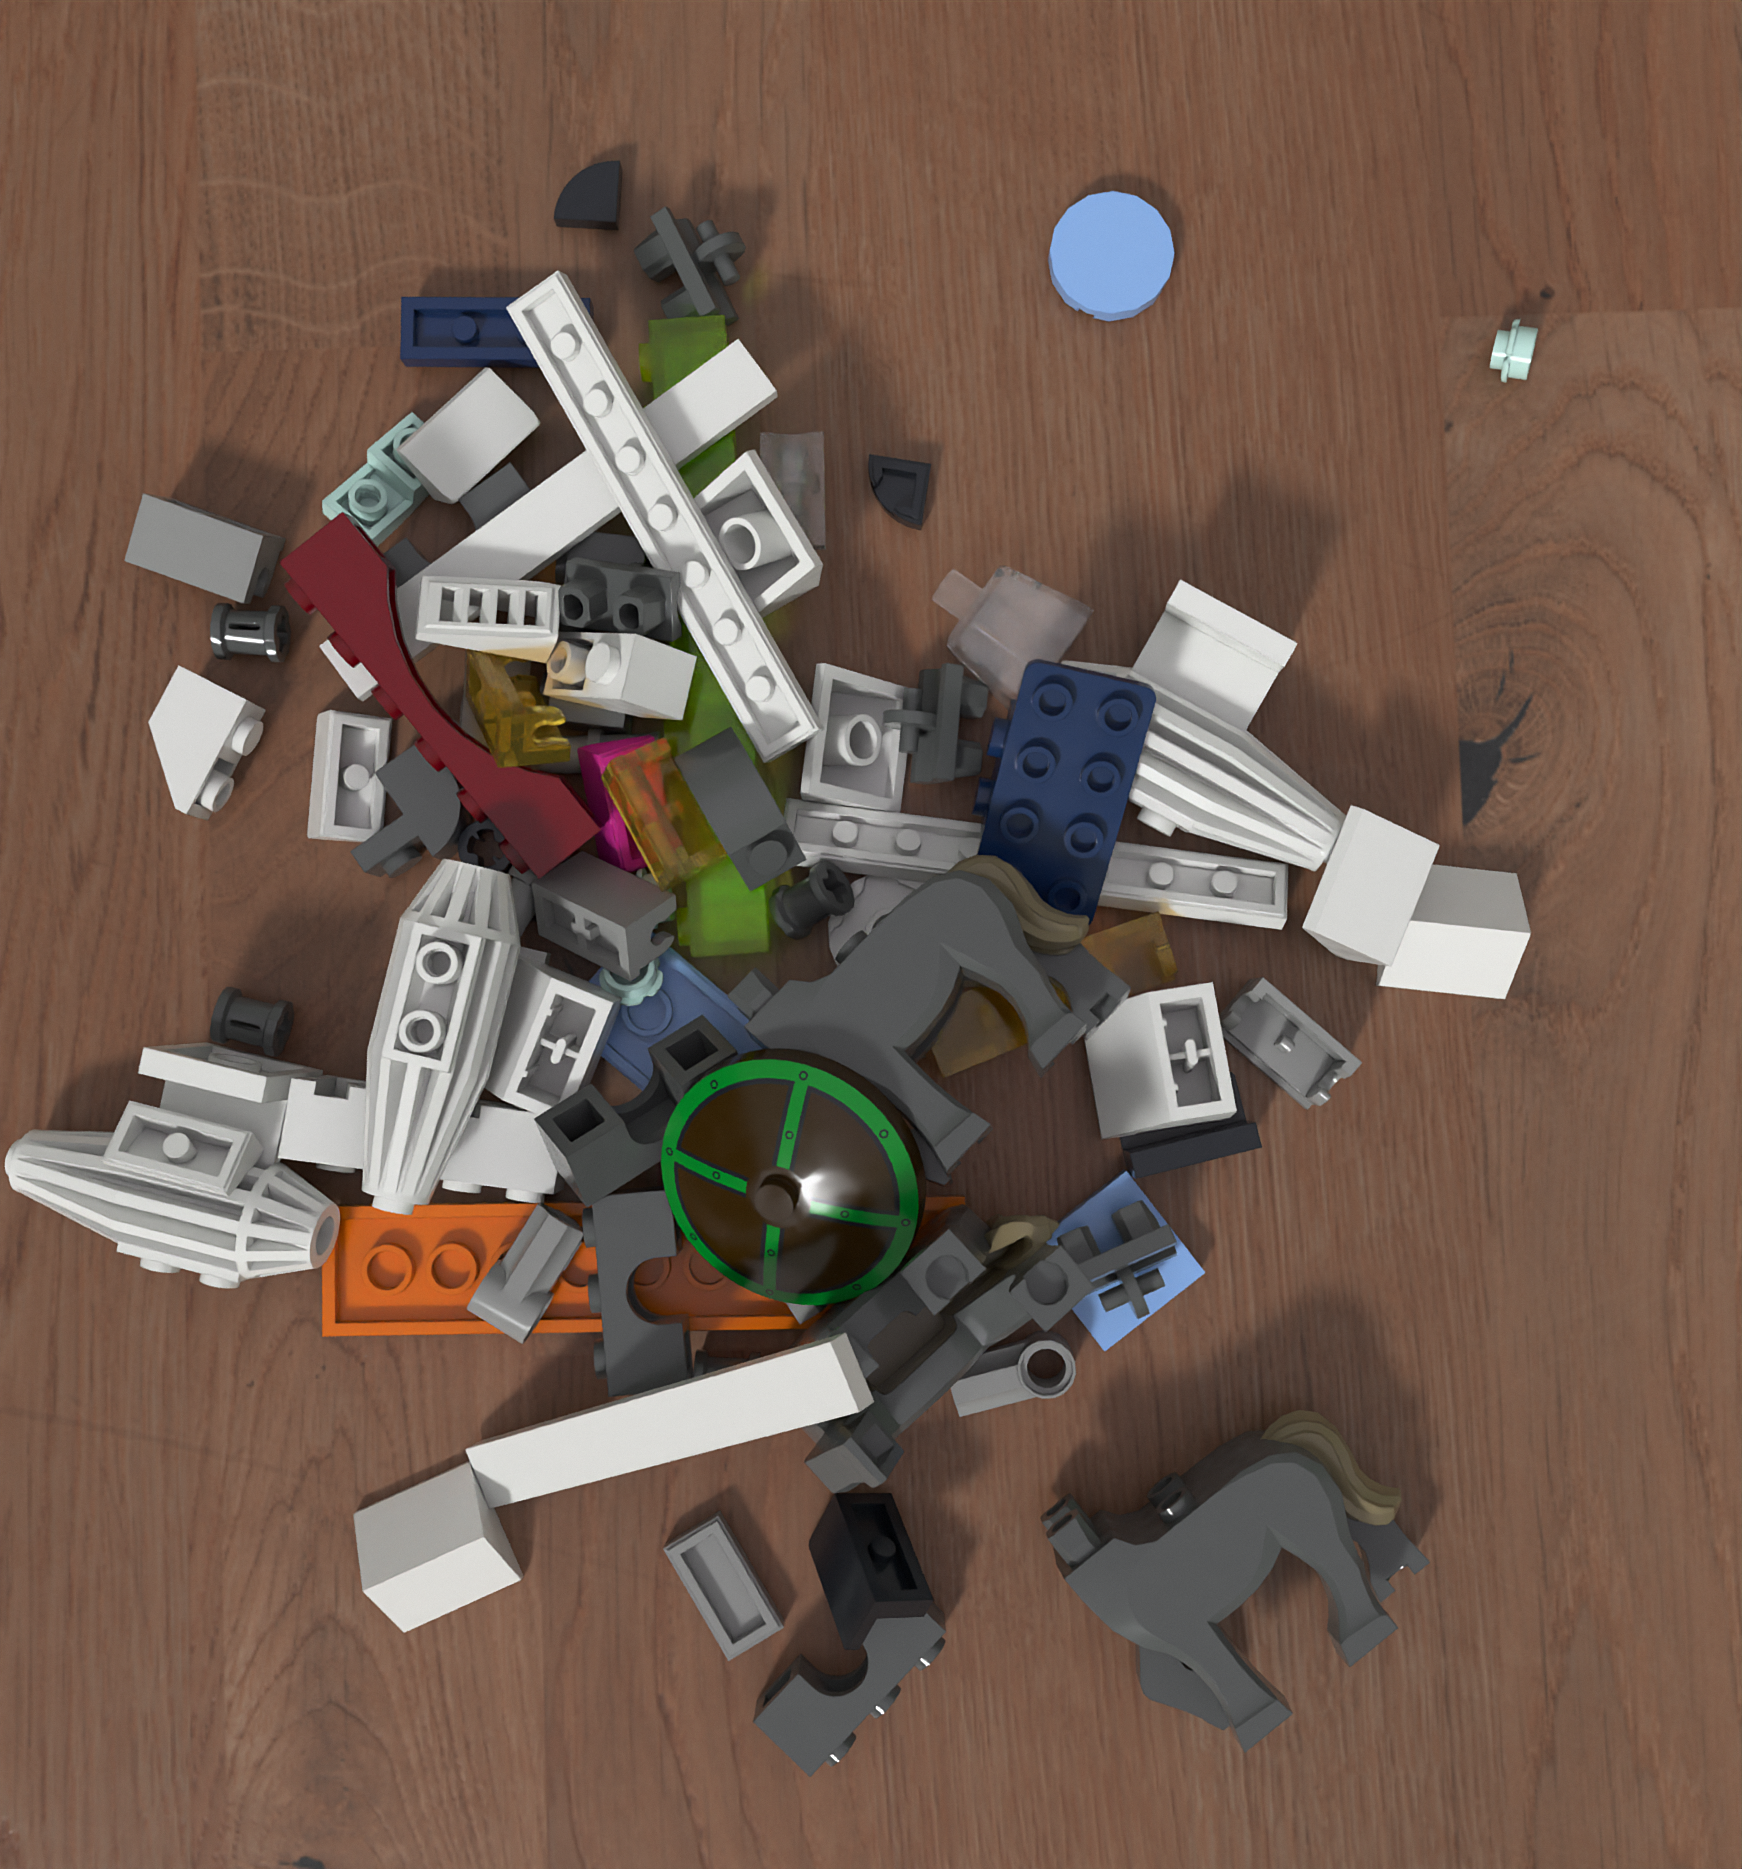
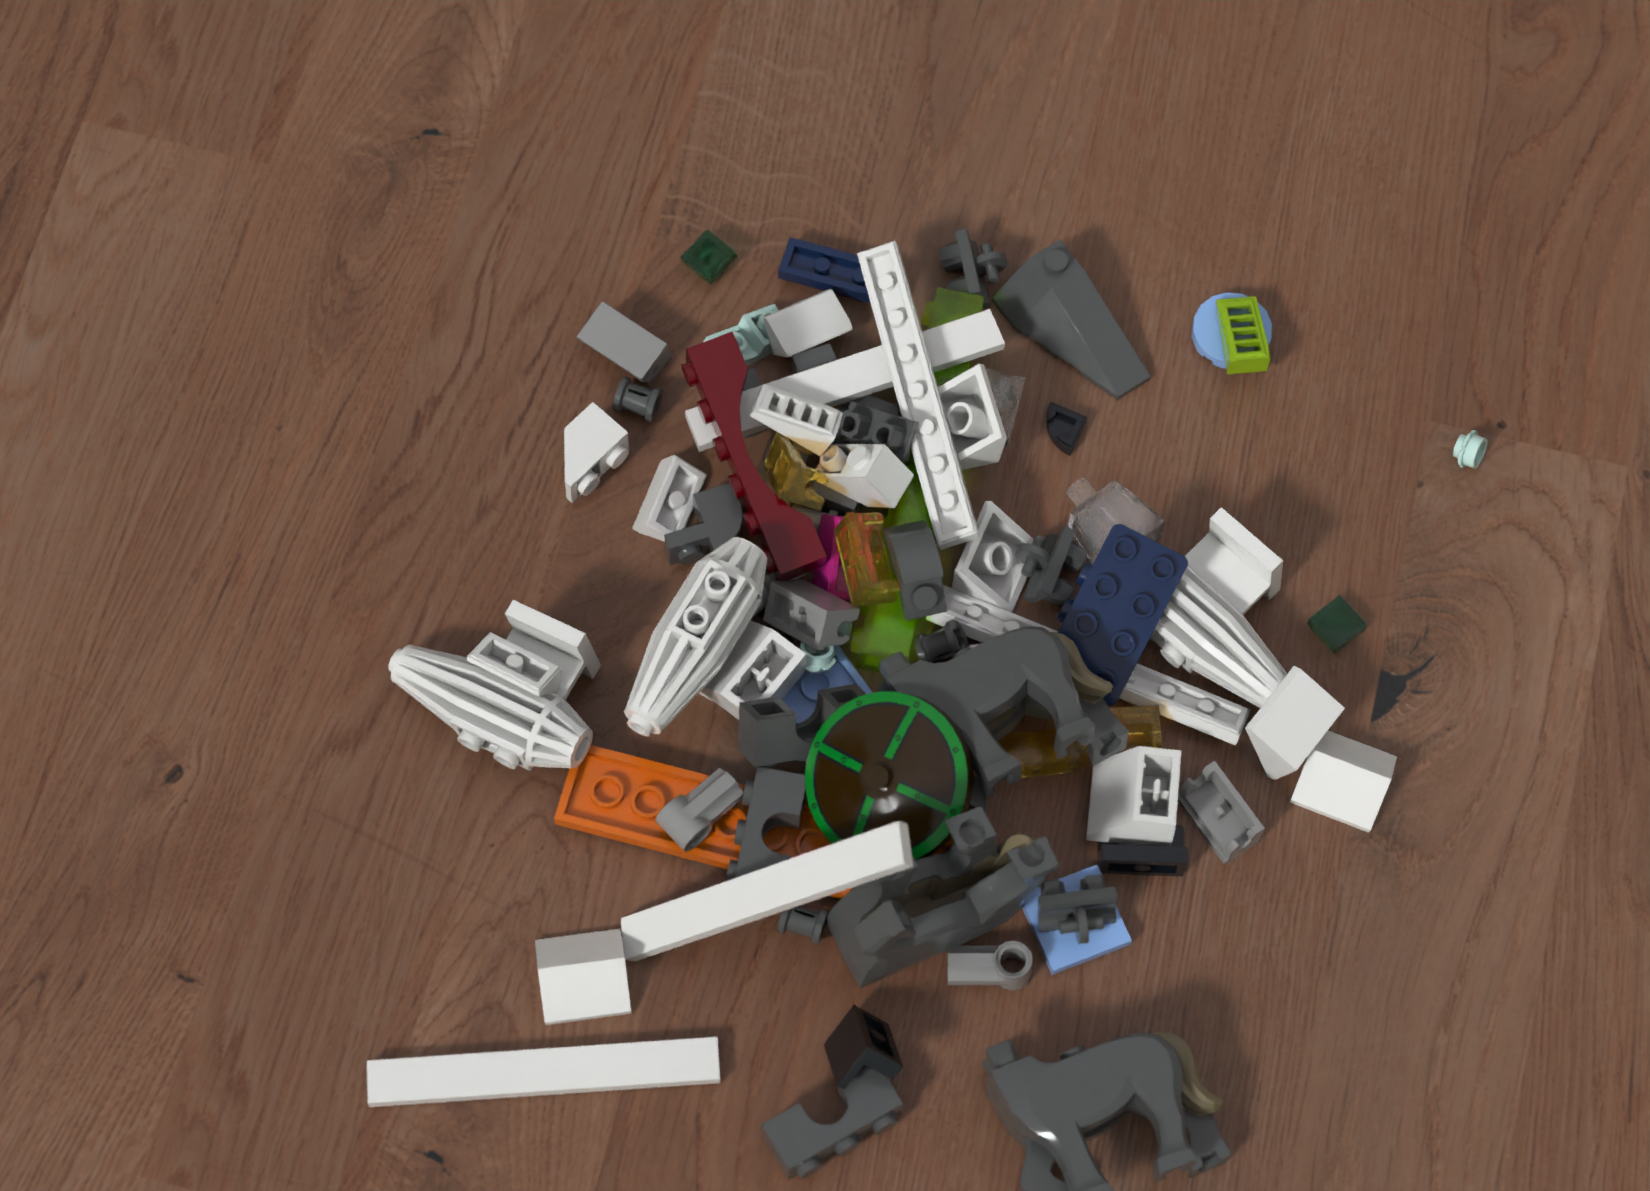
camera: 10 degrees right, 20 degrees down
(251, 1021) = (560, 612): dark grey bush -> none
(290, 363) = (708, 257): none -> clear green tile
(422, 1706) = (542, 1071): none -> white tile
(495, 1149) = (698, 735): white wedge -> none
(591, 198) = (920, 215): black tile -> none
(724, 1585) = (762, 1052): light grey tile -> none
(850, 300) = (1065, 313): none -> dark grey wedge
(1151, 306) = (1245, 361): none -> lime slope
(1381, 690) = (1337, 624): none -> clear green tile

